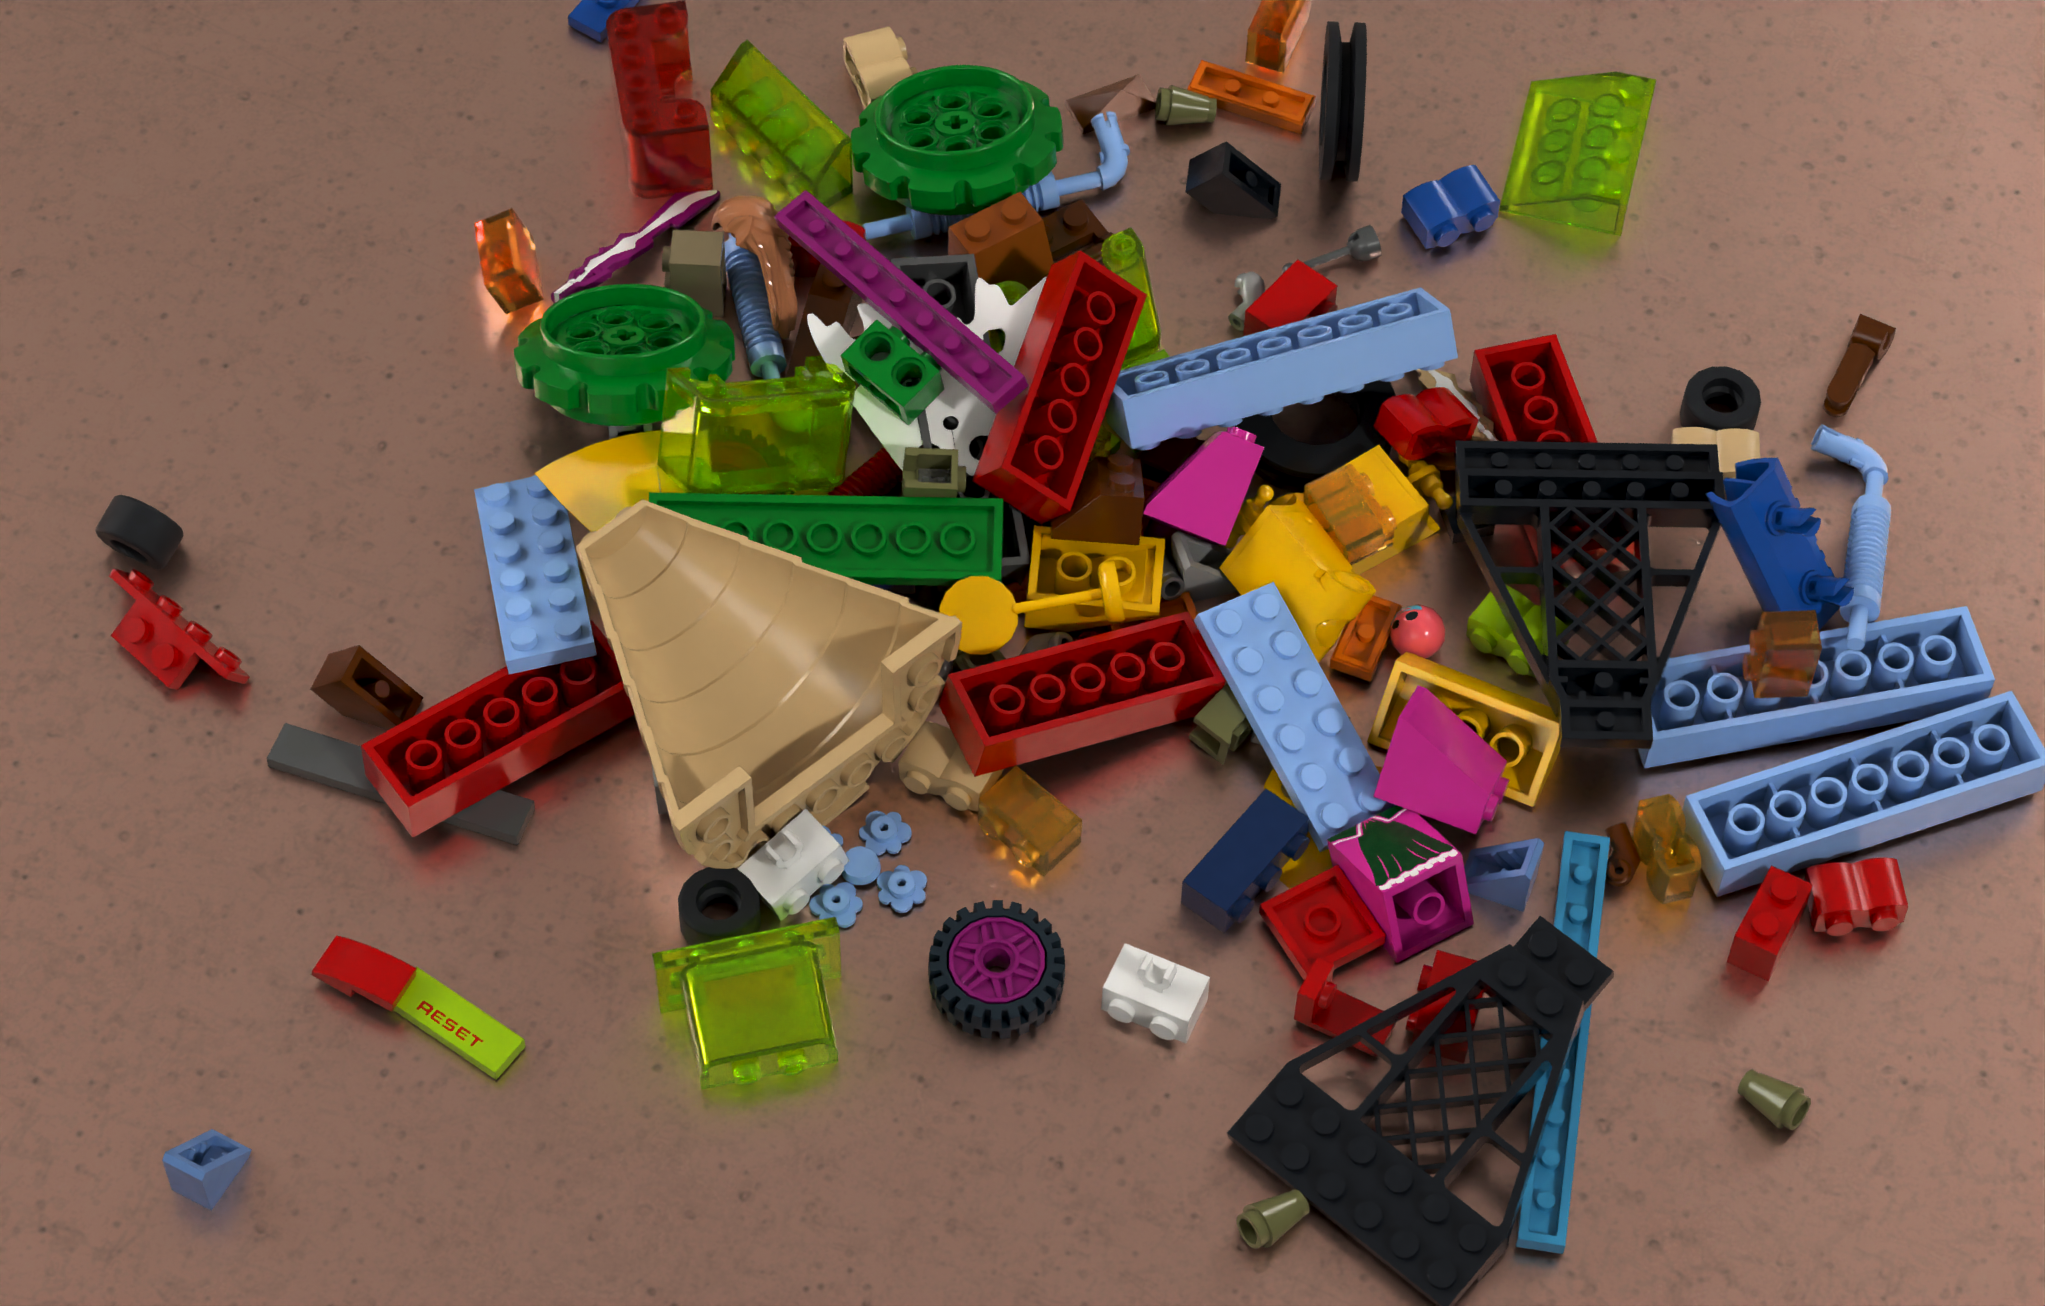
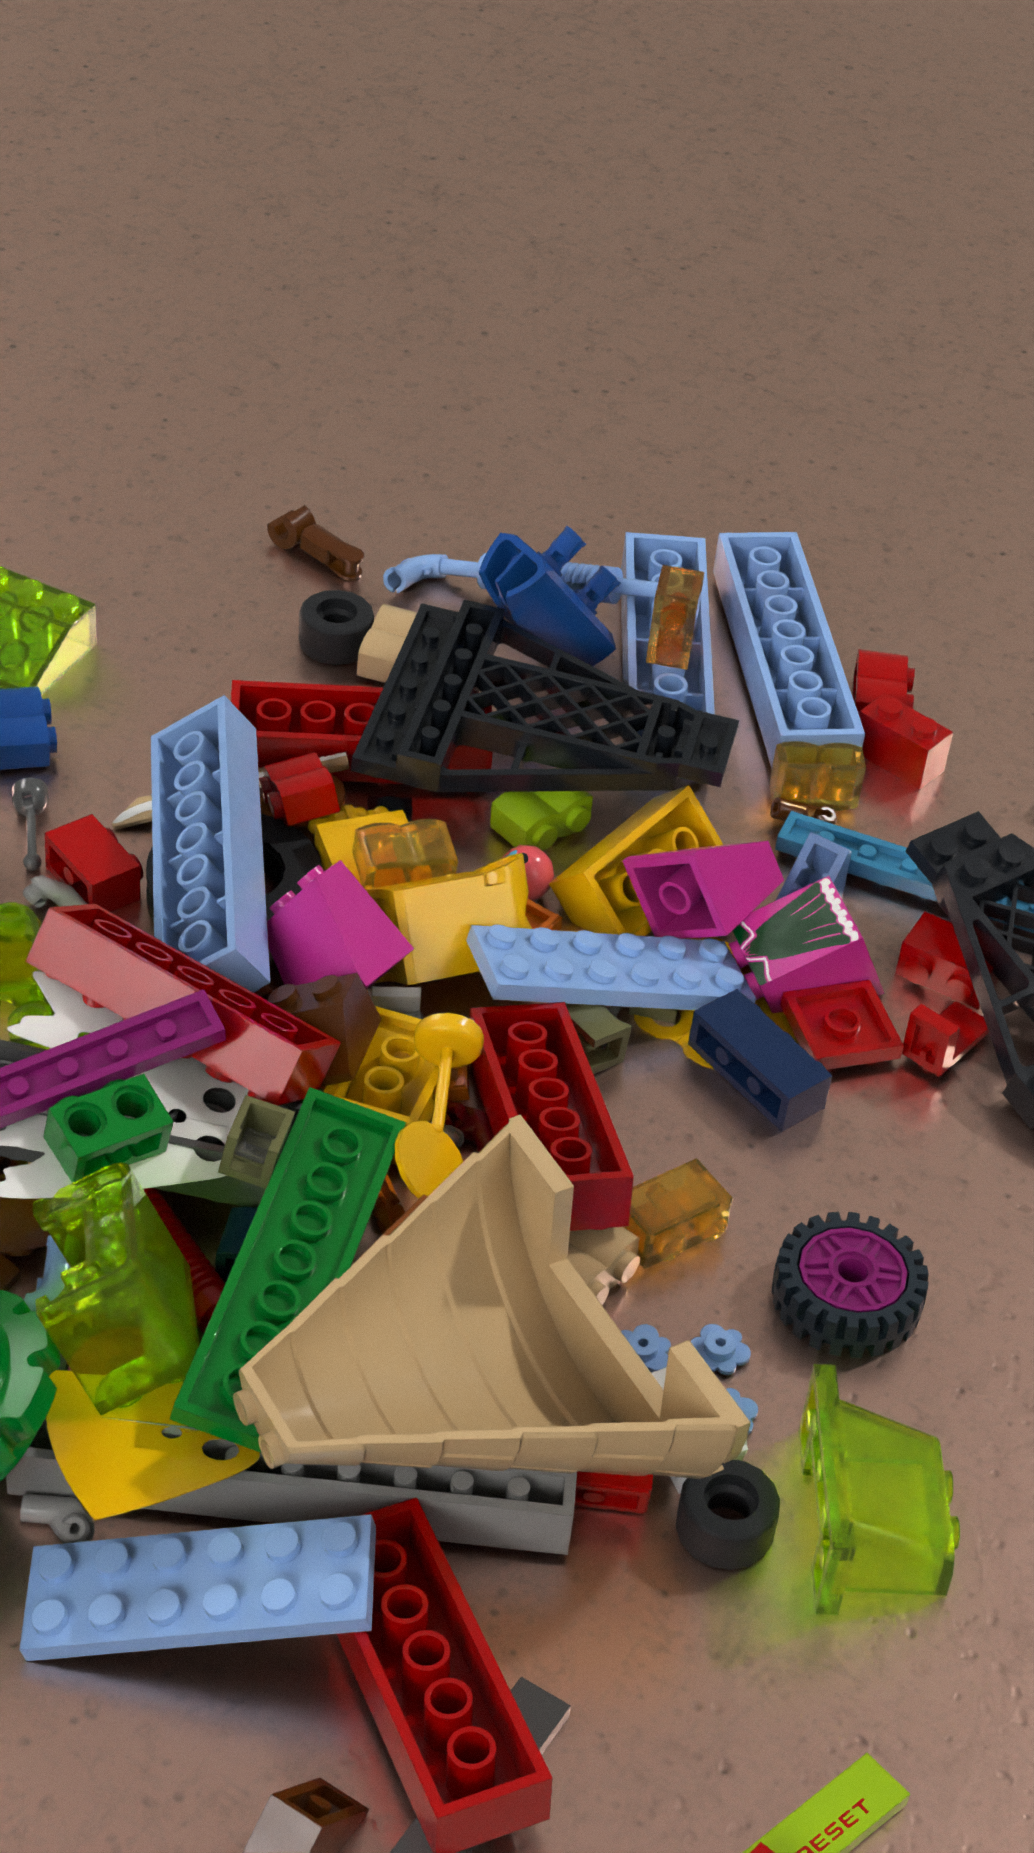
camera: 80 degrees left, 15 degrees down
(1155, 994) = (903, 1164): white brick -> none

